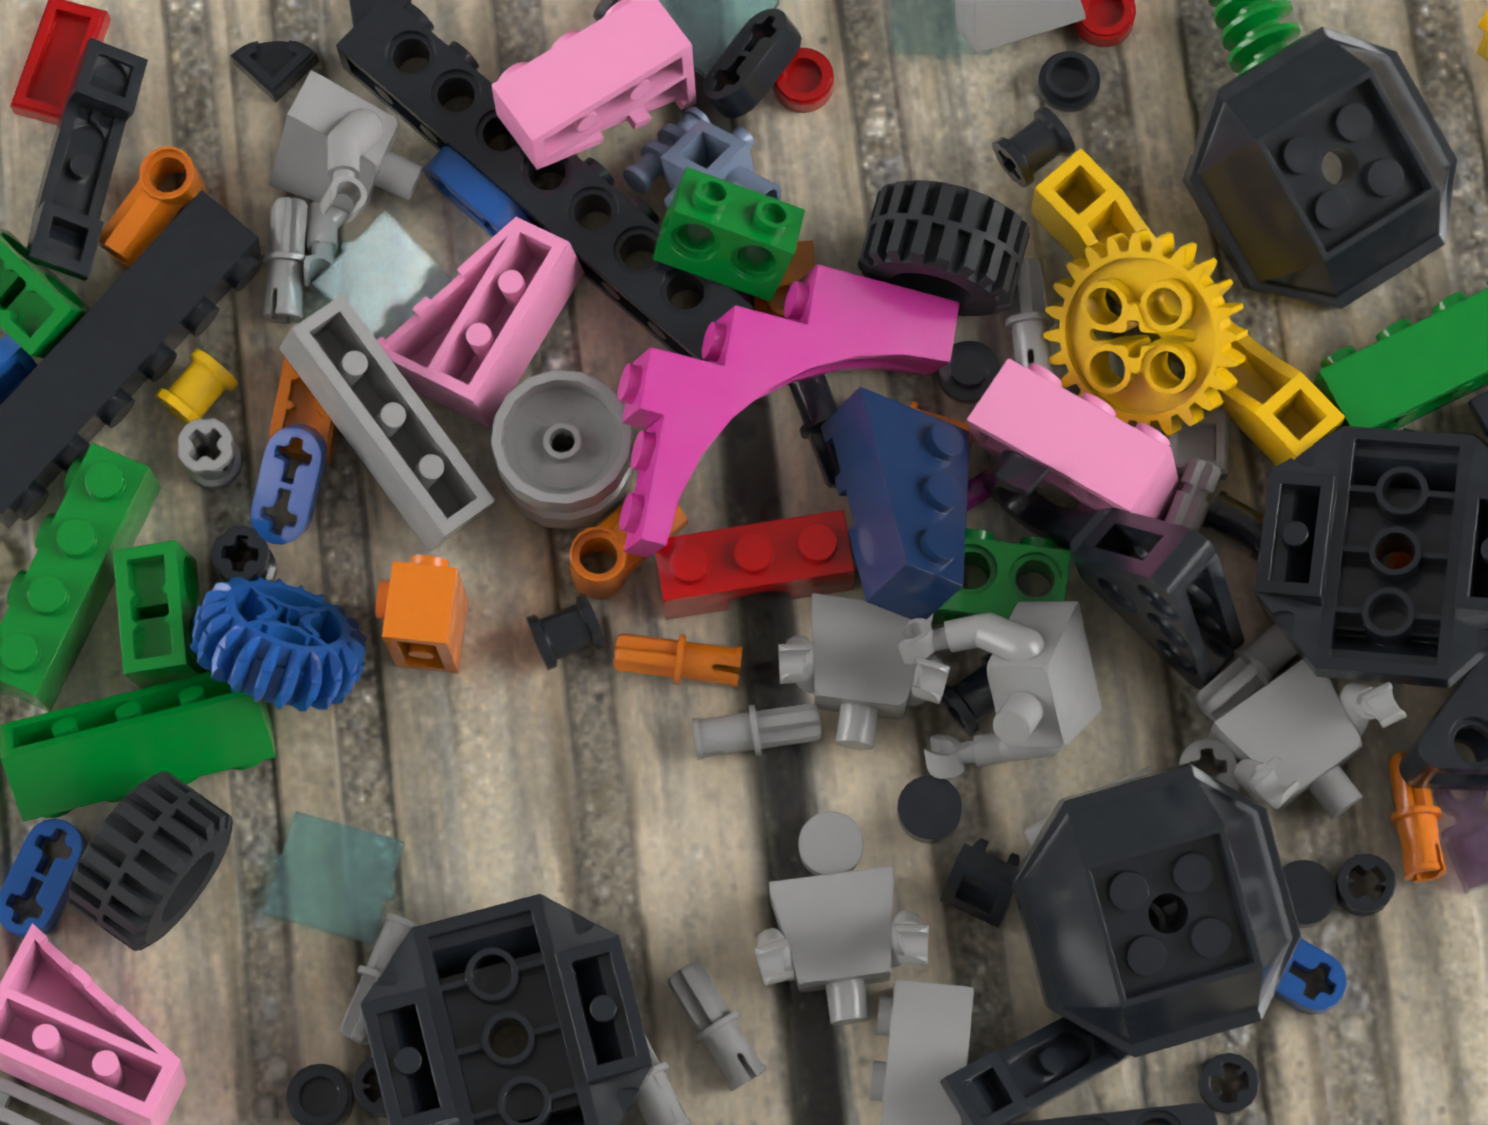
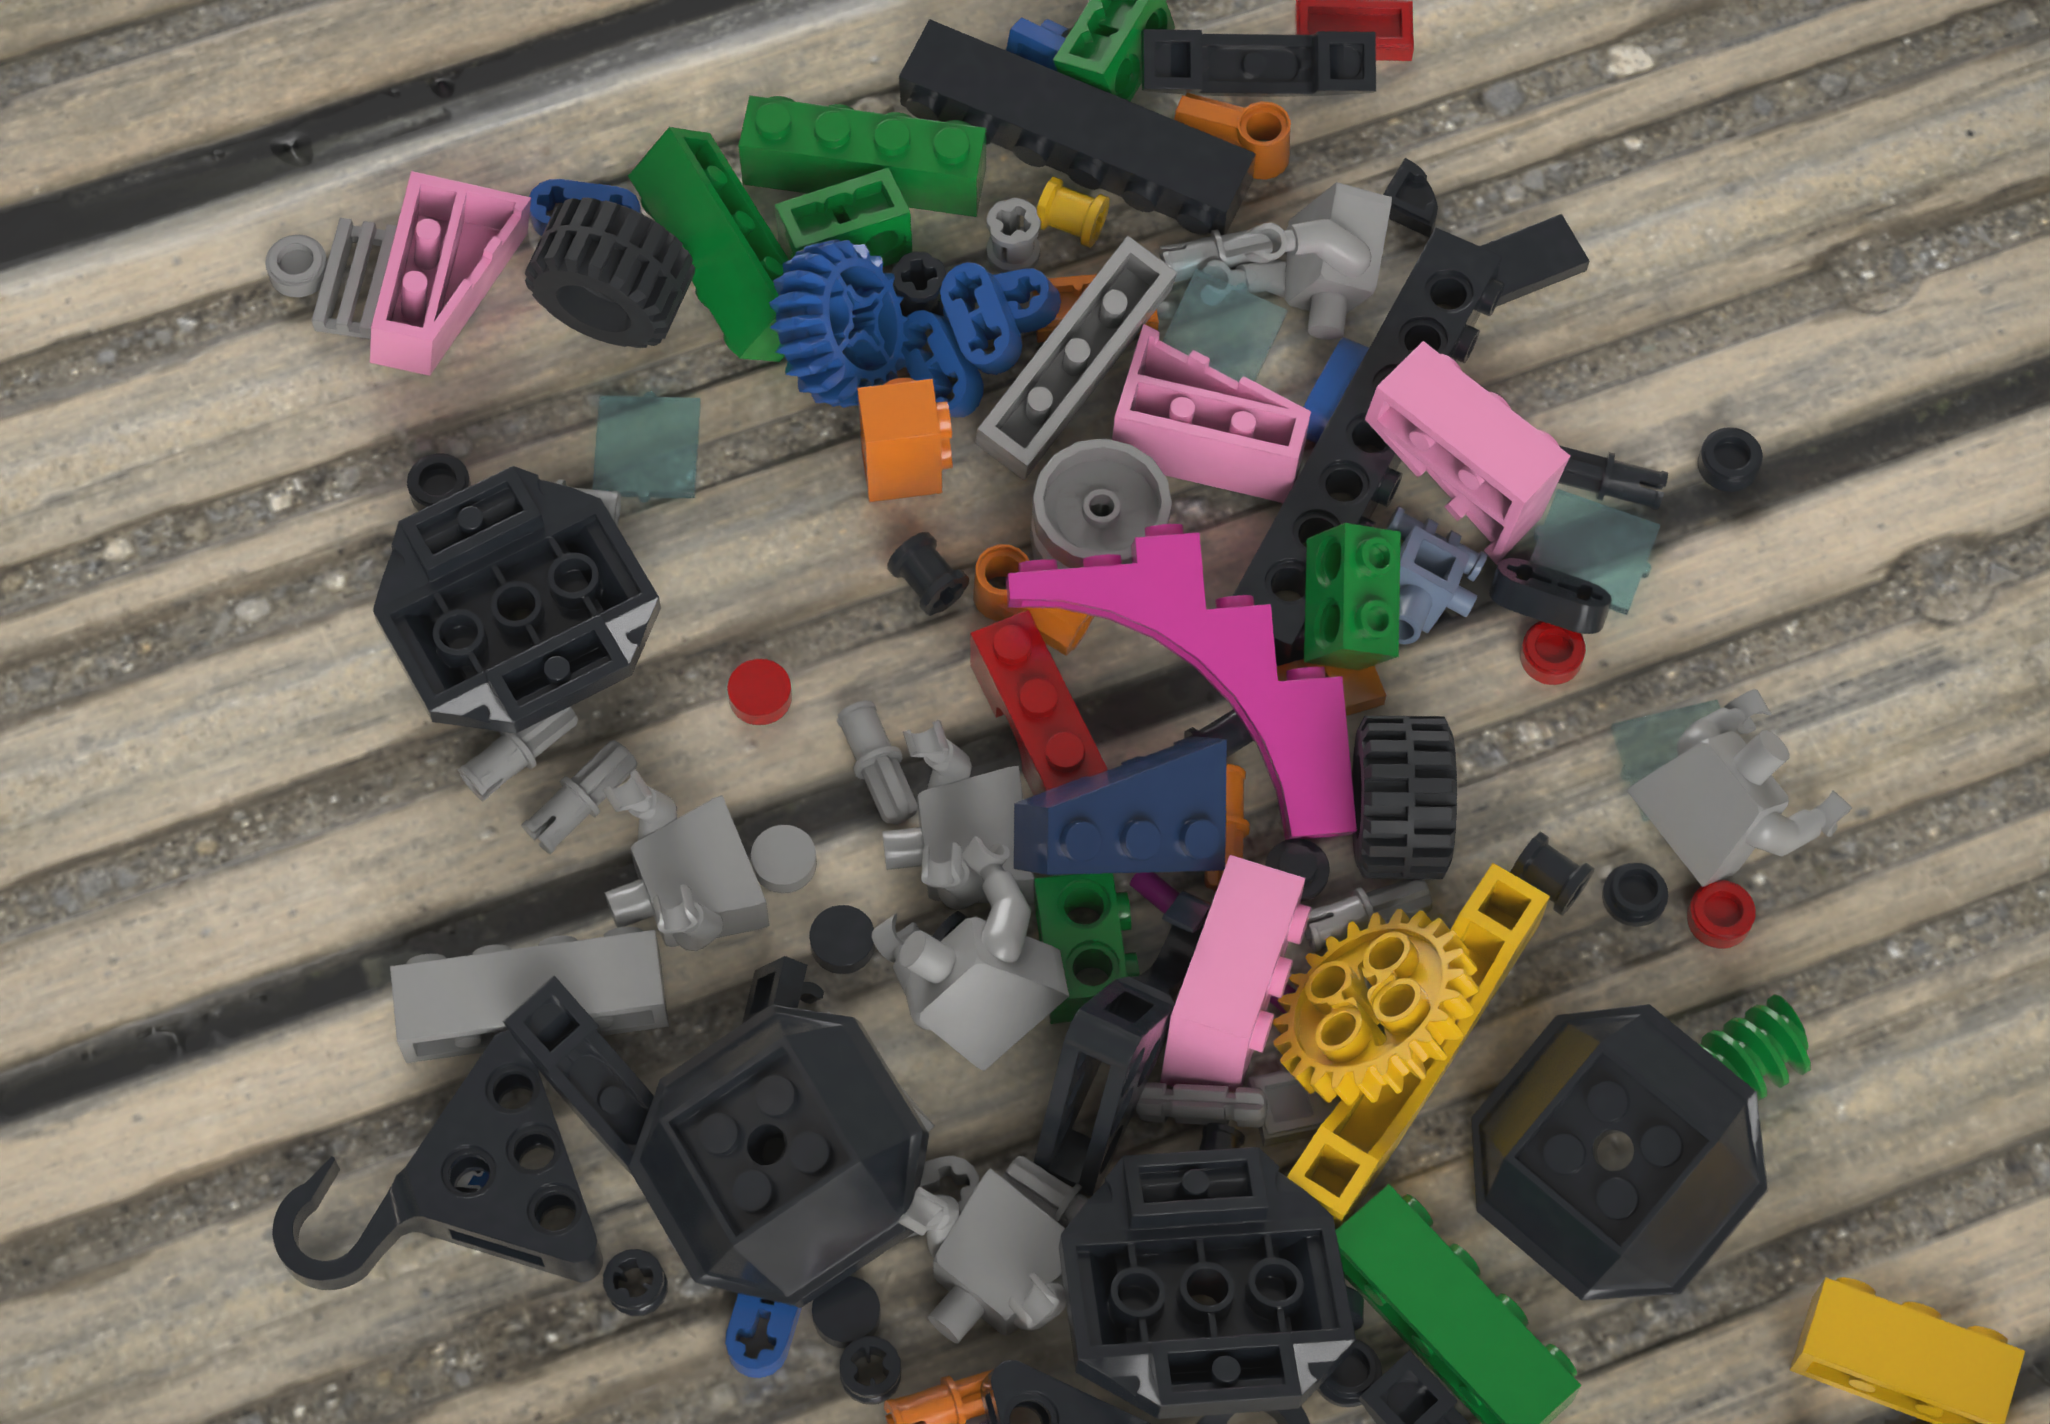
camera: 70 degrees right, 10 degrees down
(309, 520) = (992, 313): none -> blue beam
(334, 560) = (943, 362): none -> blue beam
(645, 827) = (759, 691): none -> red tile
(677, 659) = (929, 674): orange axle -> none

